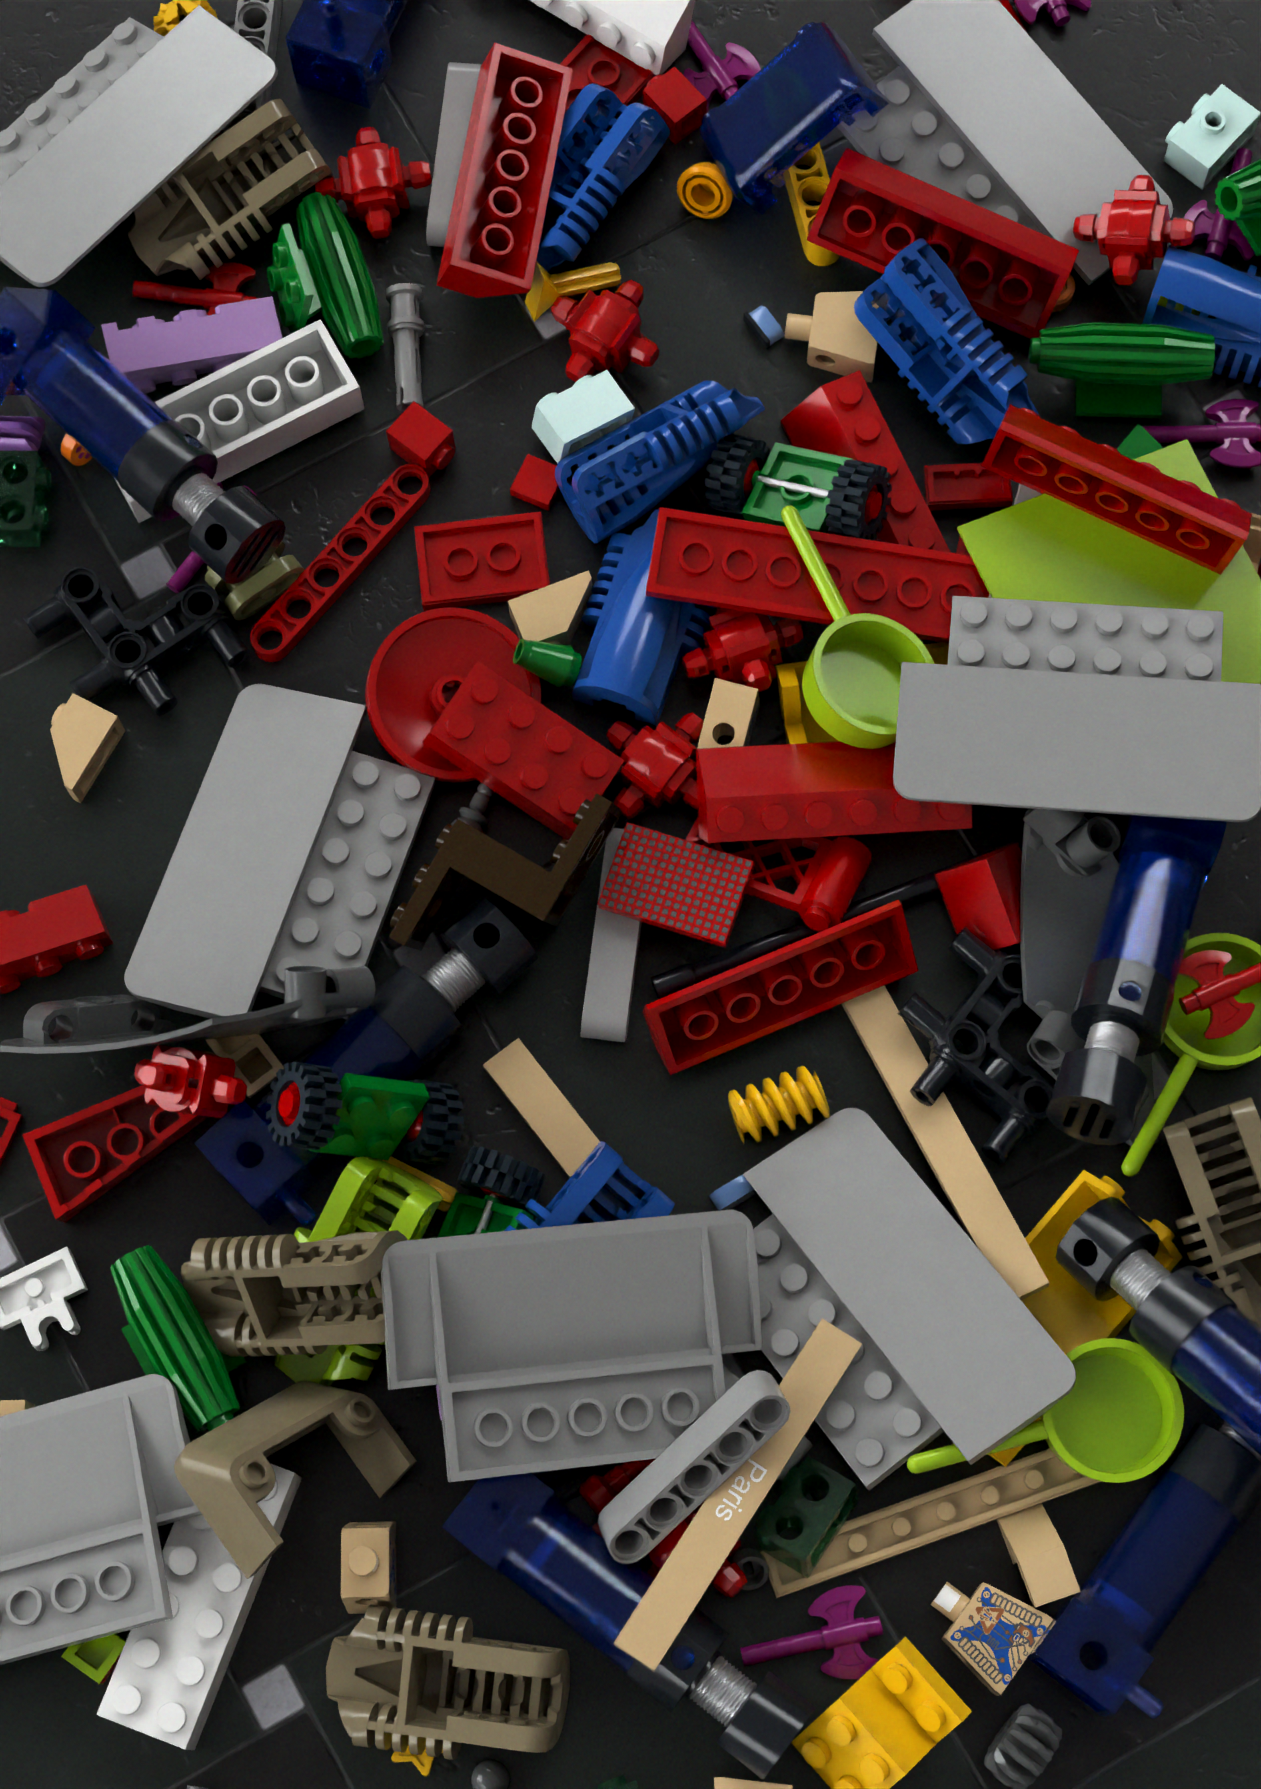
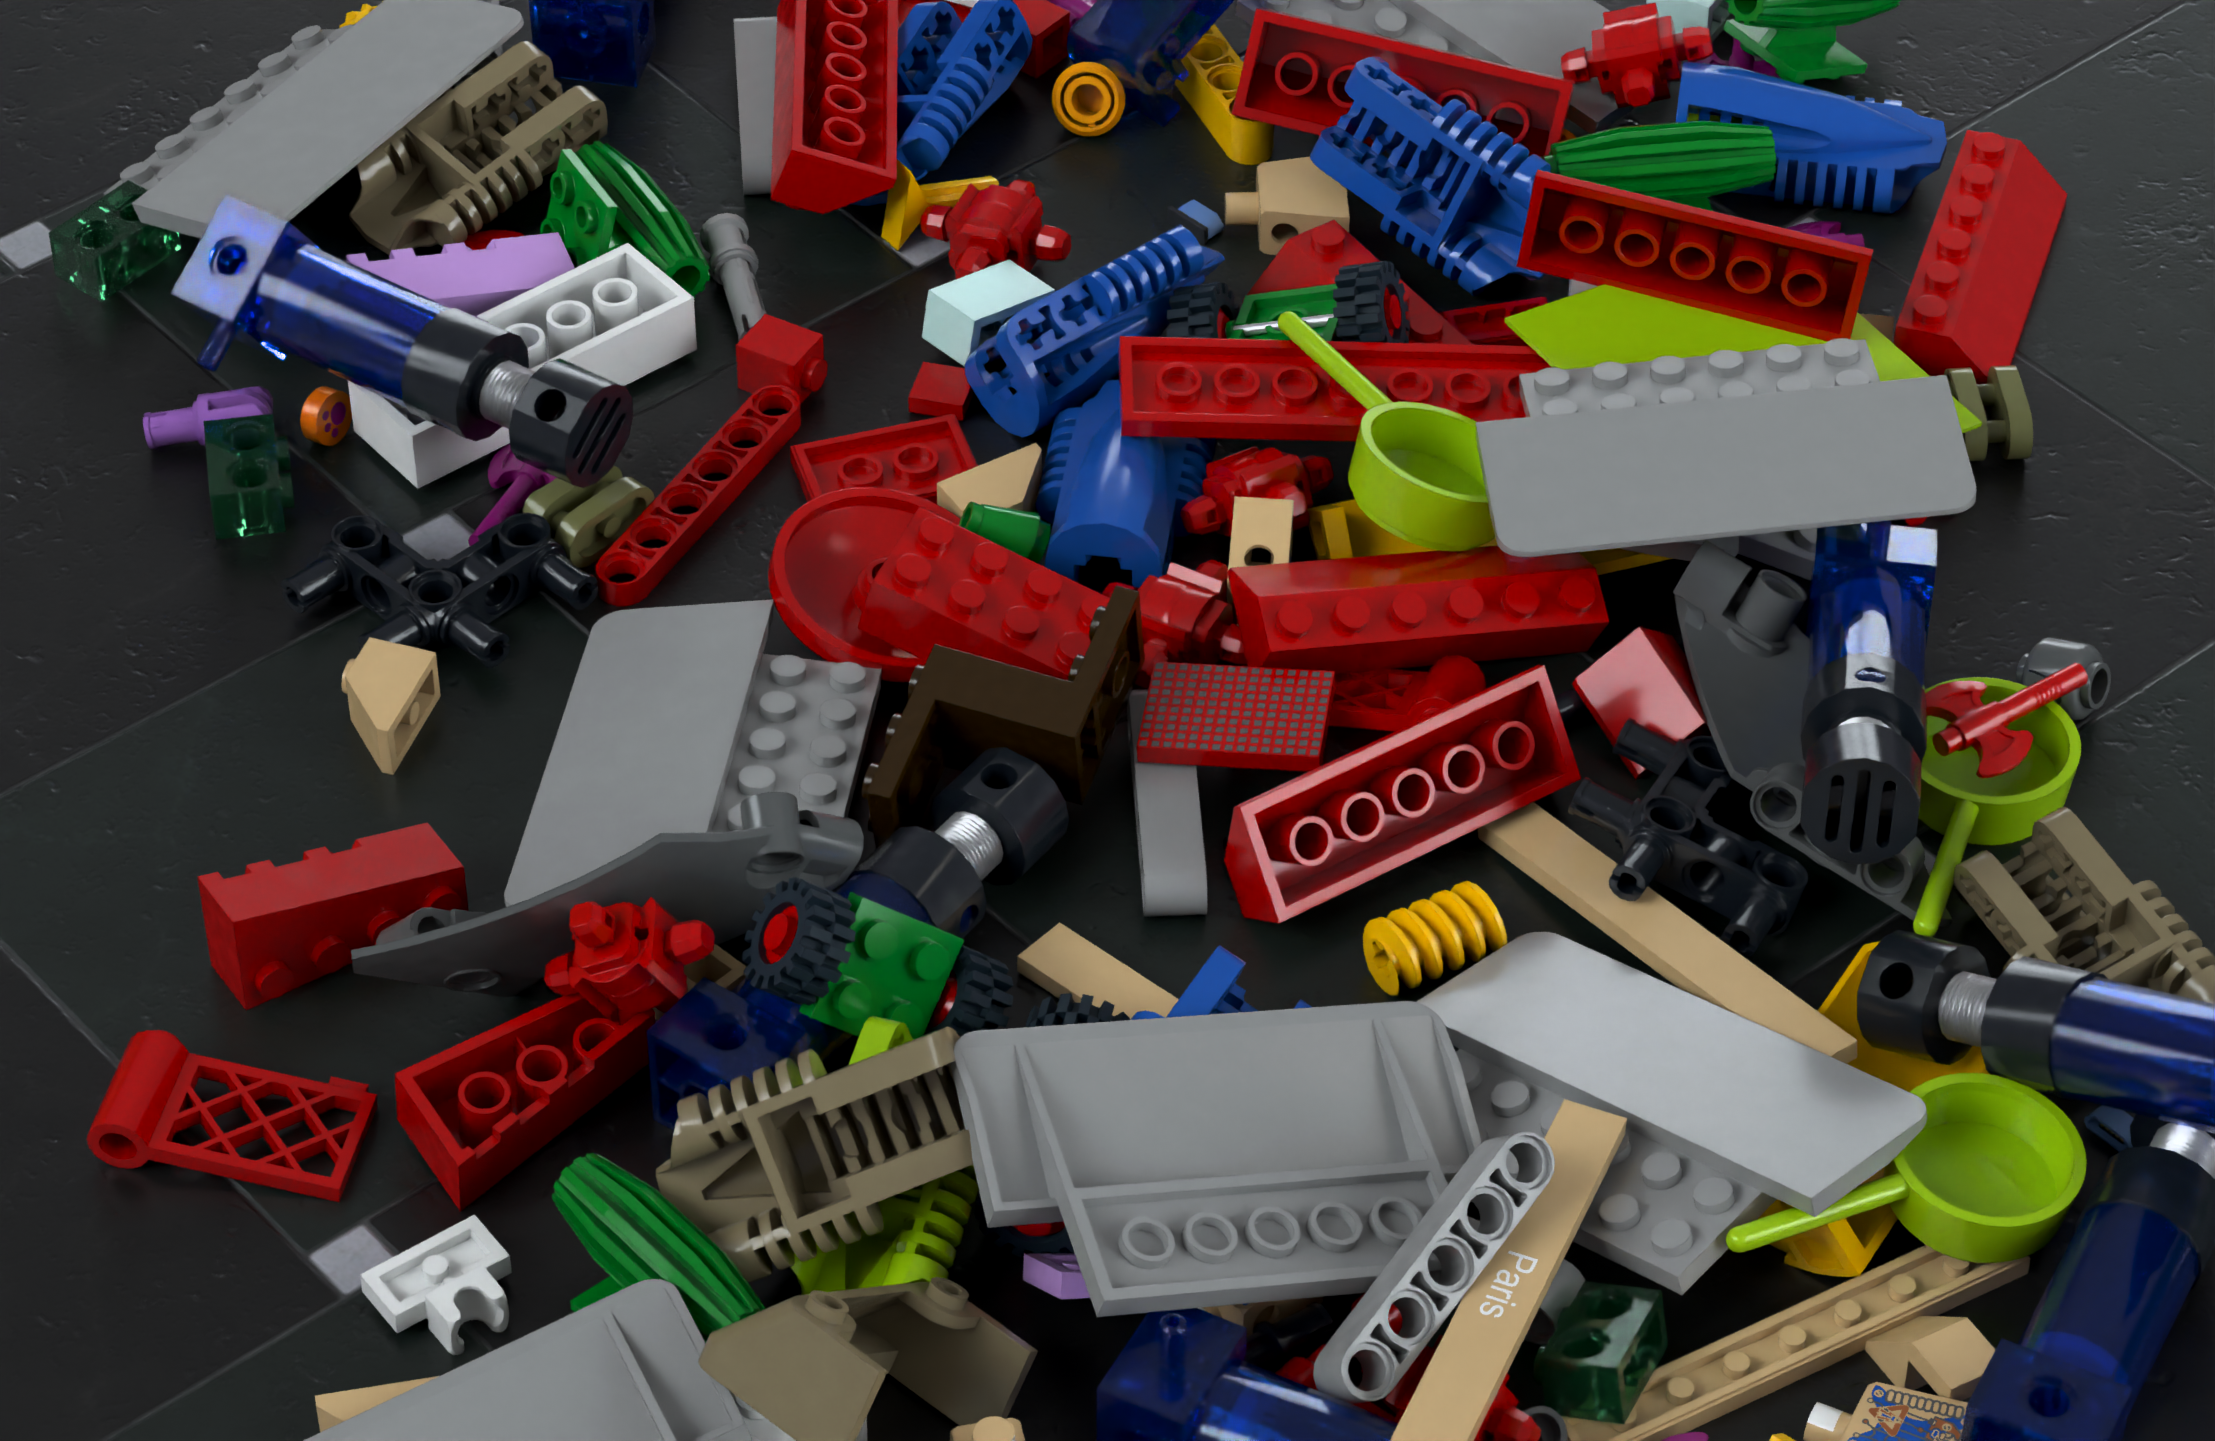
camera: 15 degrees left, 30 degrees down
(375, 182) = (667, 130): red piece -> none

